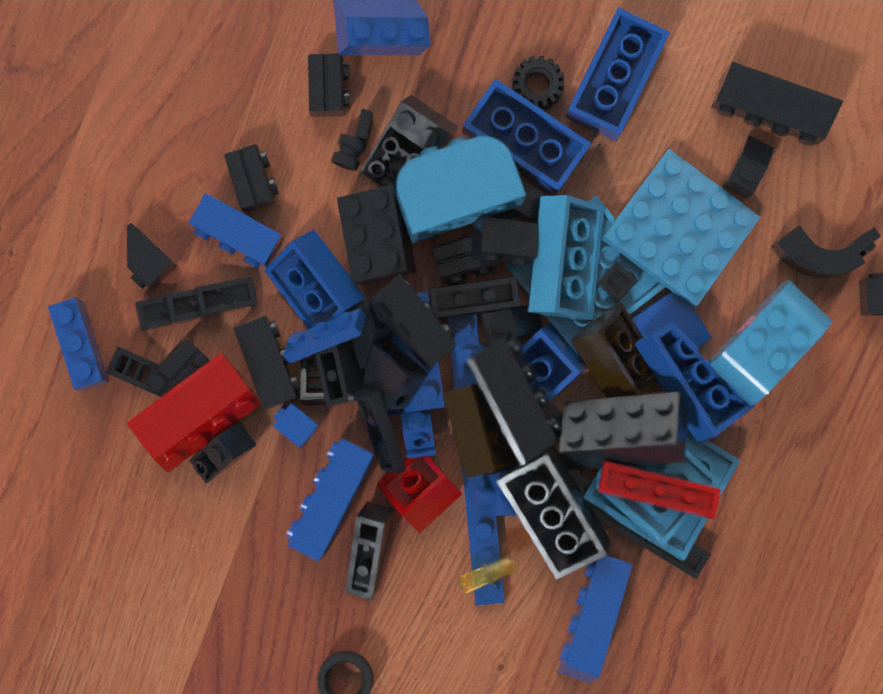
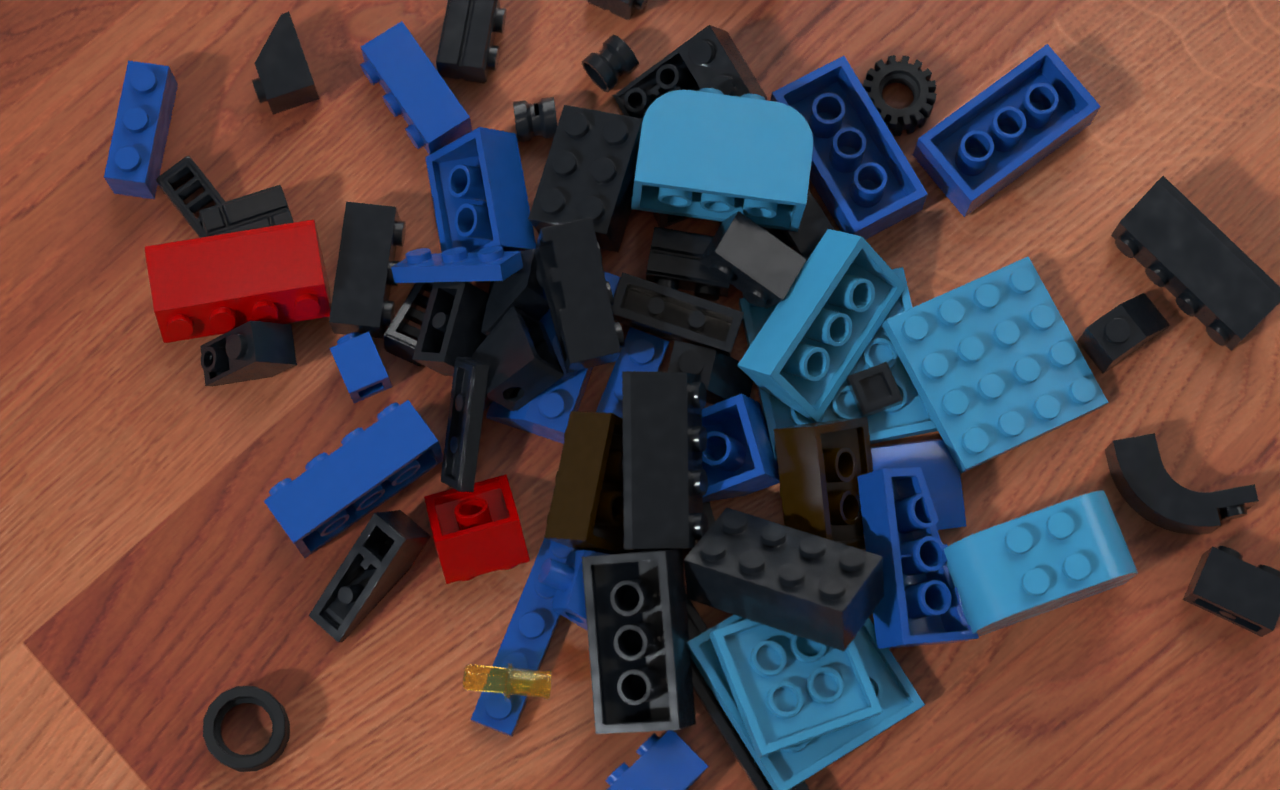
camera: 25 degrees right, 10 degrees down
(196, 303) = (317, 155): black slope -> none
(321, 212) = (535, 119): none -> black wheel
(364, 125) = (648, 39): black tile -> none
(418, 434) = (512, 454): blue brick -> none
(659, 490) = (792, 677): red plate -> none

